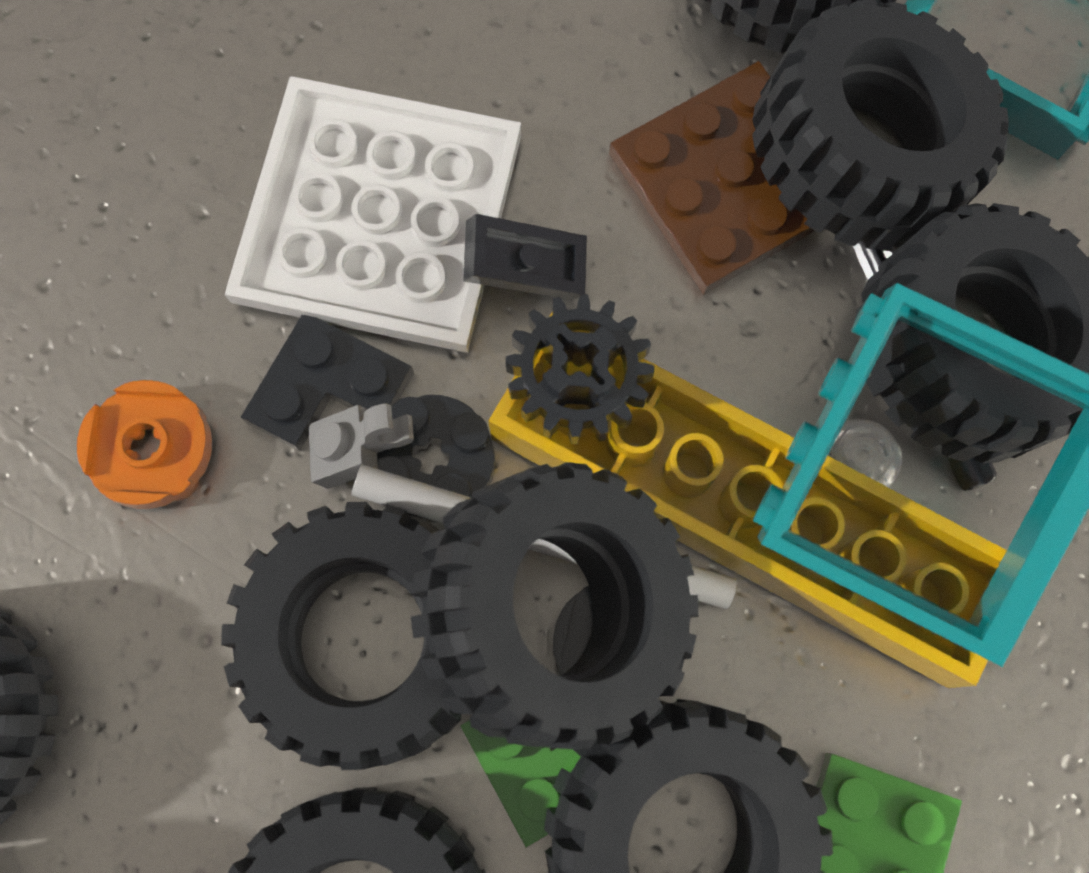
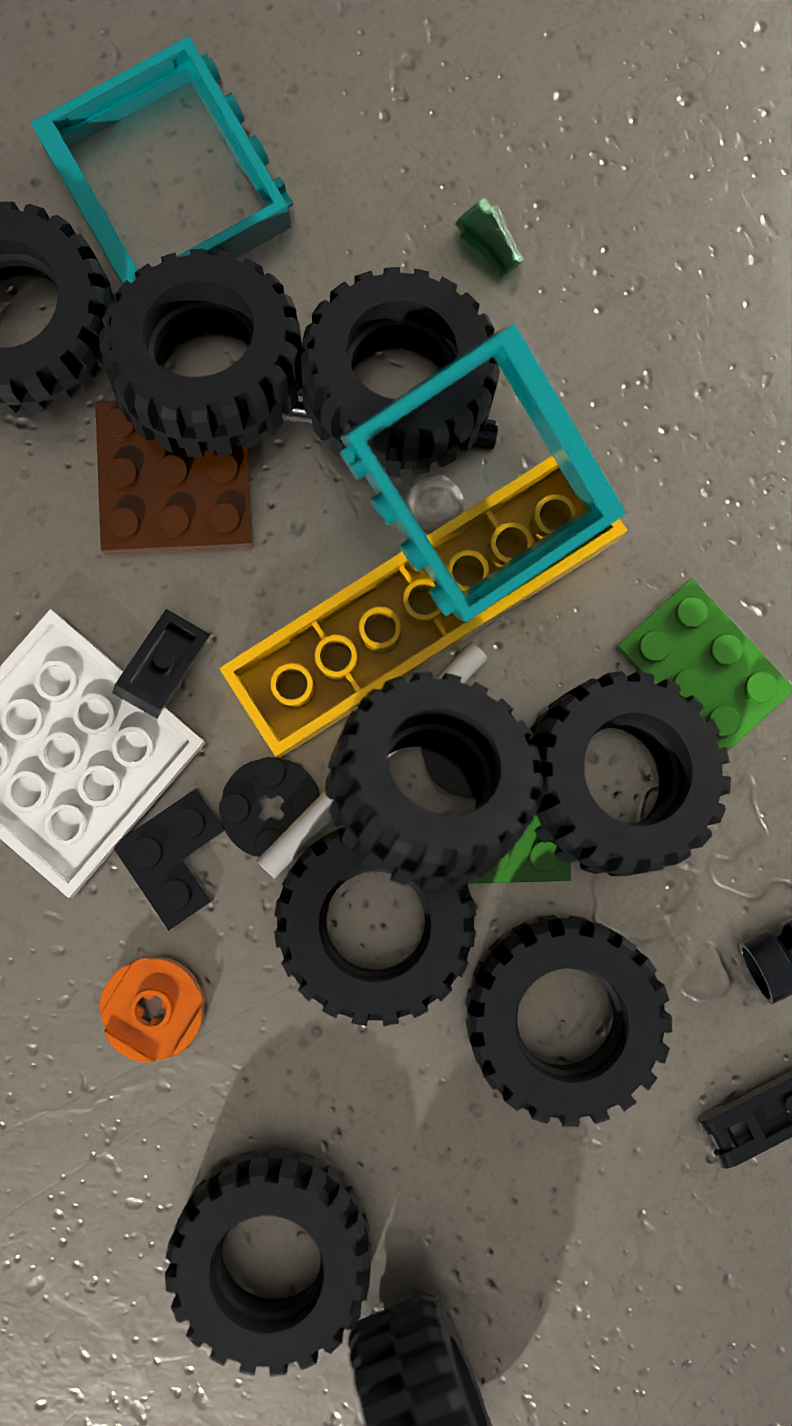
camera: 65 degrees left, 10 degrees up
(352, 439) = (230, 859): light grey plate -> none
(597, 348) = (270, 652): black gear -> none

